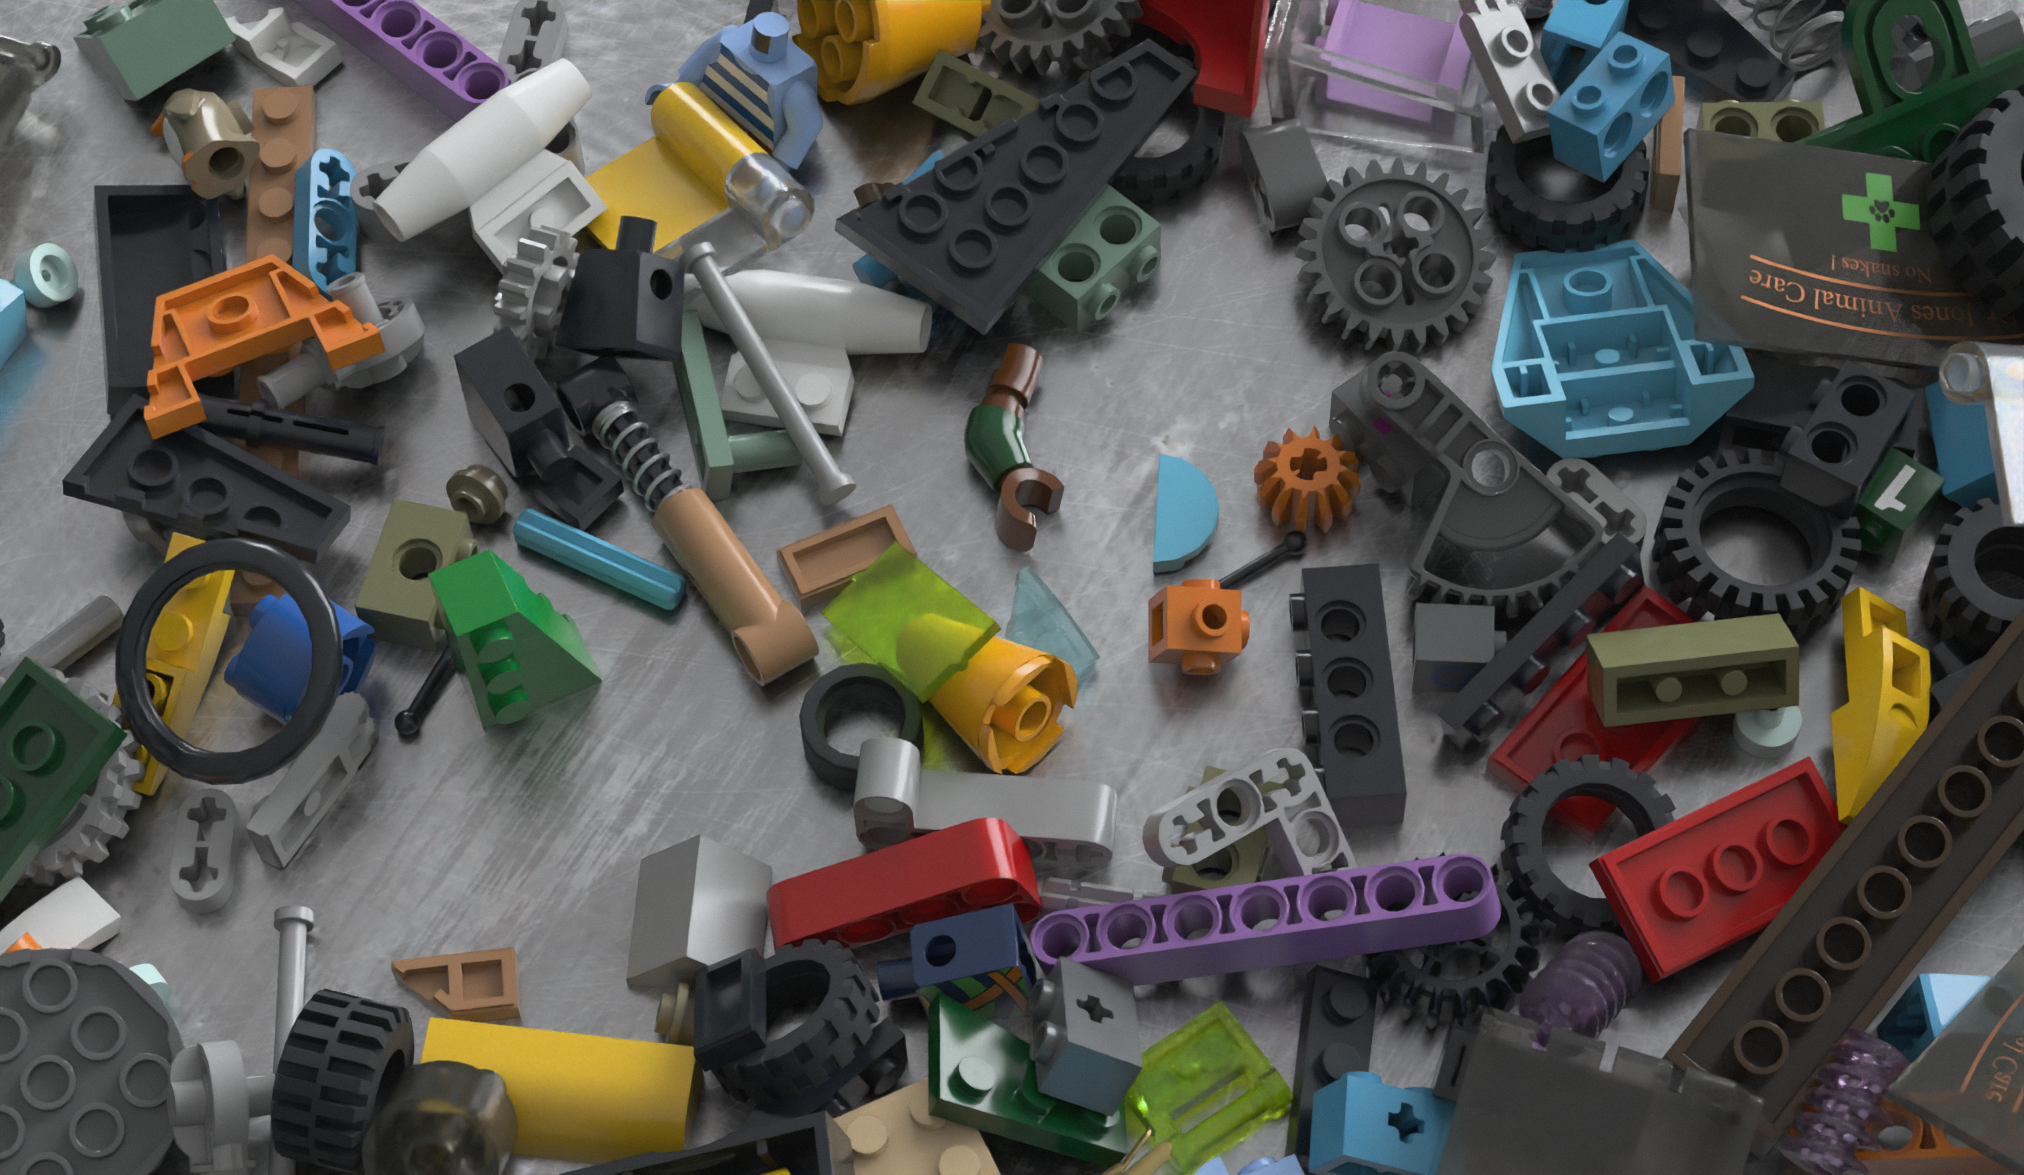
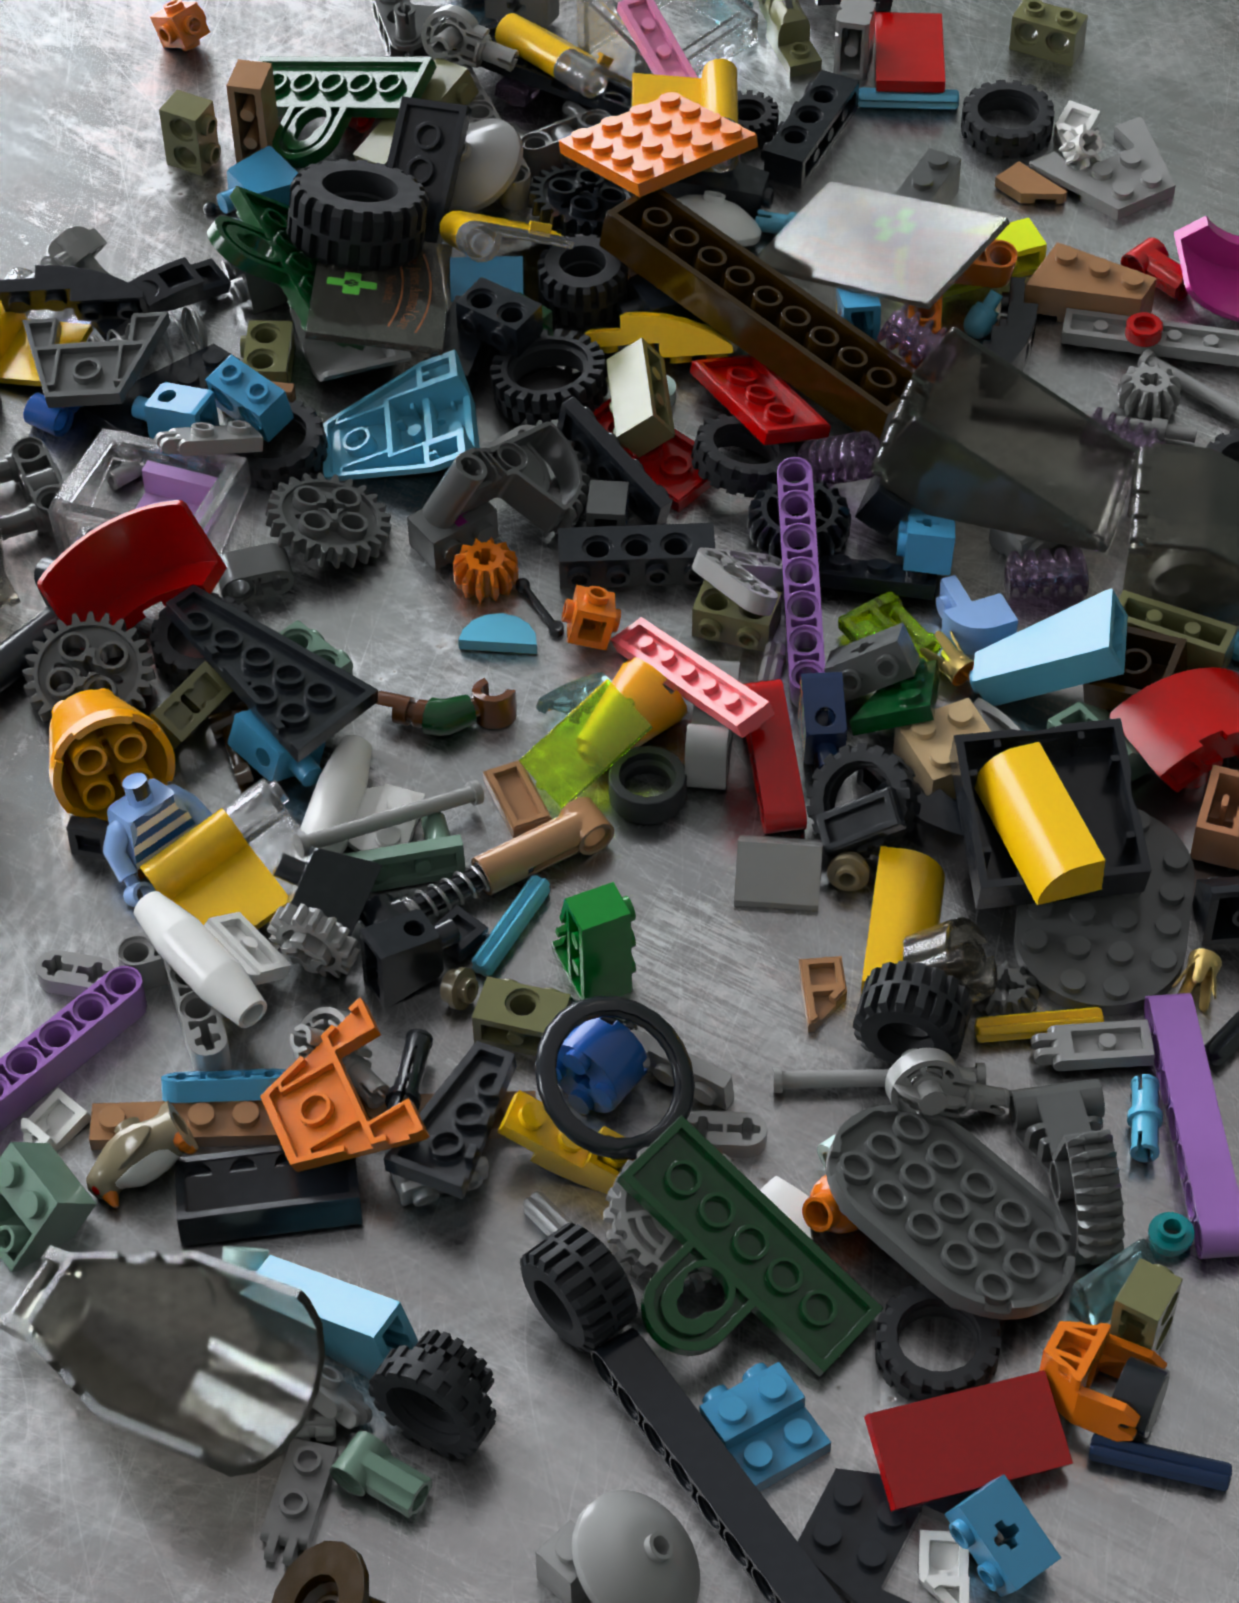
camera: 90 degrees left, 10 degrees down
(1031, 757) = (695, 677): none -> coral plate

